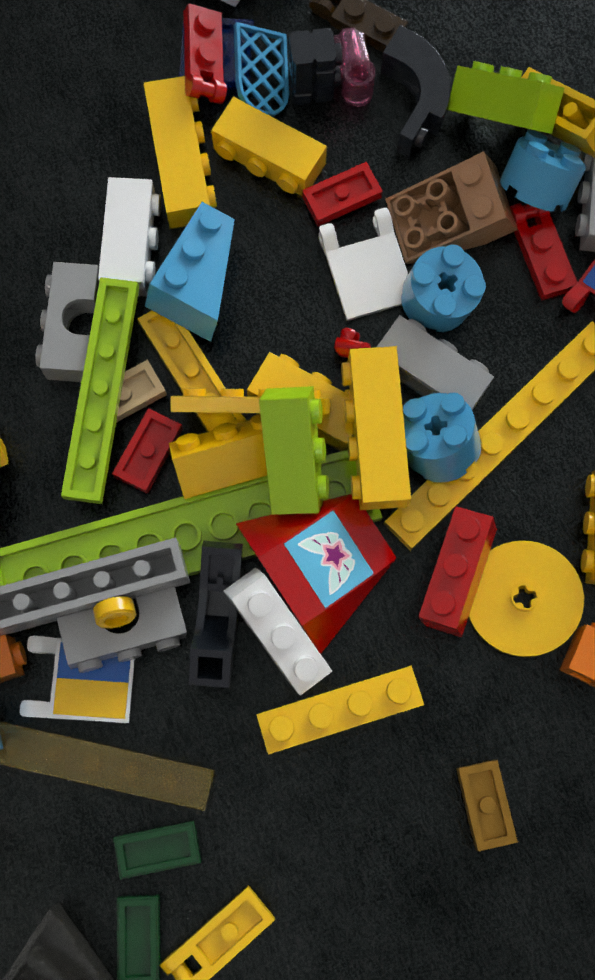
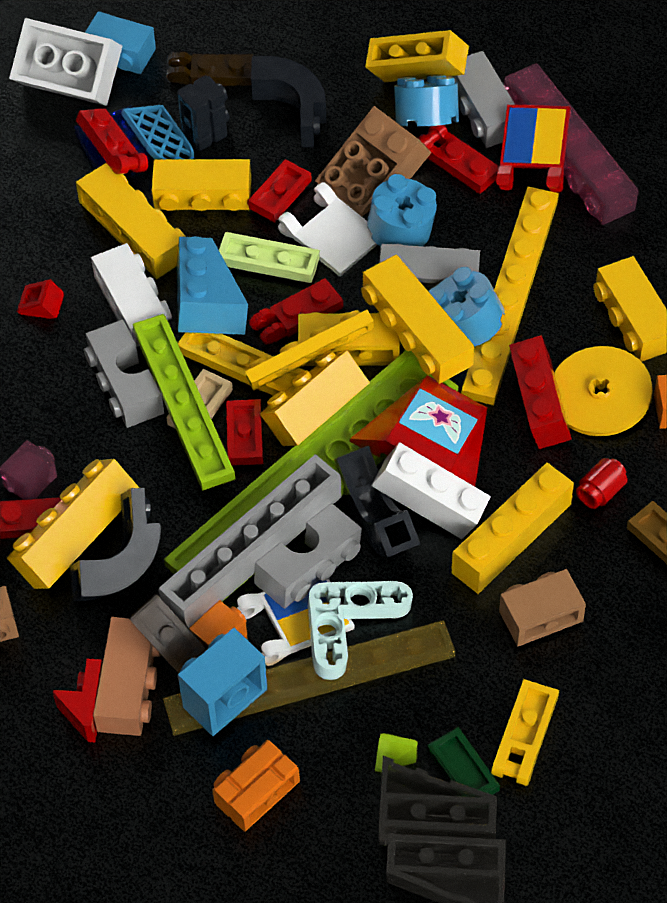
camera: 25 degrees left, 20 degrees down
(47, 195) = (41, 300): none -> red slope
(81, 889) = (397, 748): none -> lime slope
(109, 707) = (335, 613): none -> light aqua beam
(114, 612) = (299, 532): yellow tile -> none
(157, 849) = (436, 699): dark green tile -> none
(285, 265) = (269, 257): none -> yellowish green plate
(292, 338) = (316, 298): none -> red hinge
(293, 450) = (366, 356): lime brick -> none
(313, 818) = (541, 607): none -> medium nougat brick
(348, 340) = (351, 286): red arm -> none
(357, 70) = (239, 105): clear pink piece -> none
(460, 708) = (601, 483): none -> red brick
(506, 96) = (366, 64): lime brick -> none

